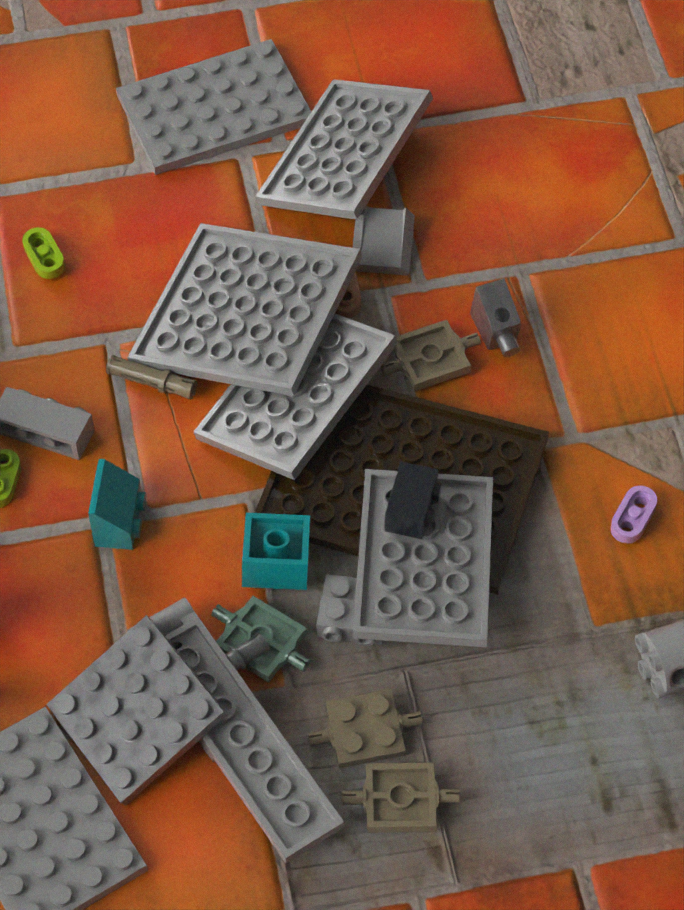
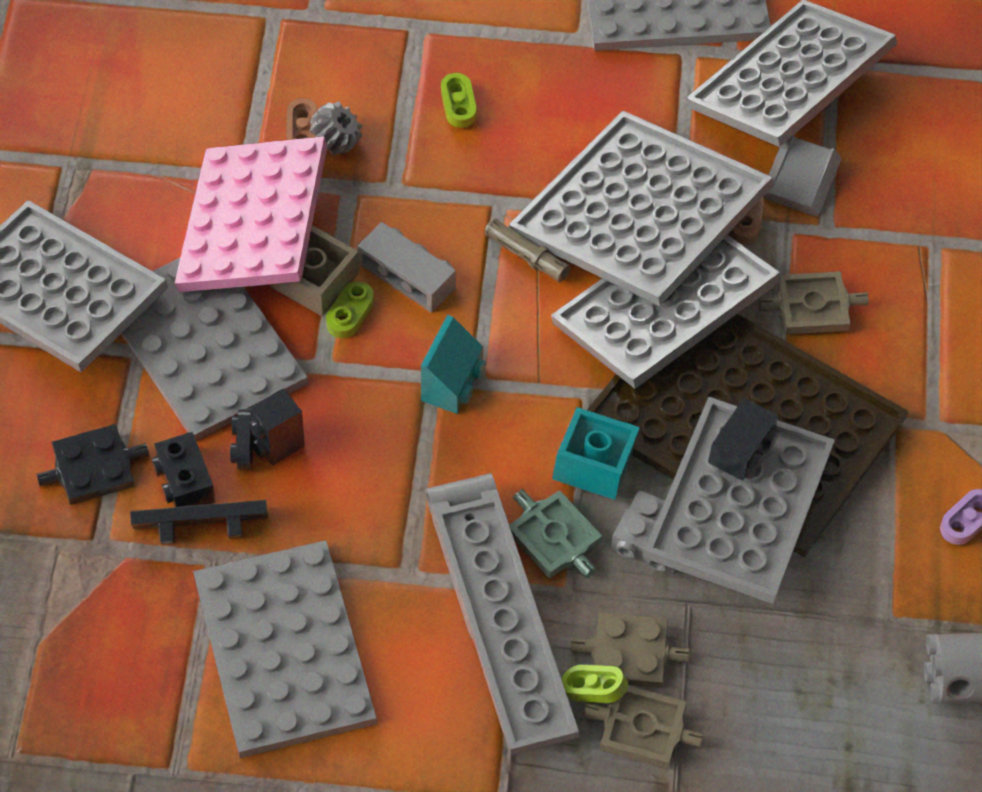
camera: 15 degrees right, 0 degrees up
(136, 710) = (411, 567): flat silver plate -> none
(247, 651) = (536, 542): dark grey pin -> none
(349, 769) = (594, 683): none -> lime plate
(496, 317) = (891, 282): flat silver torso -> none

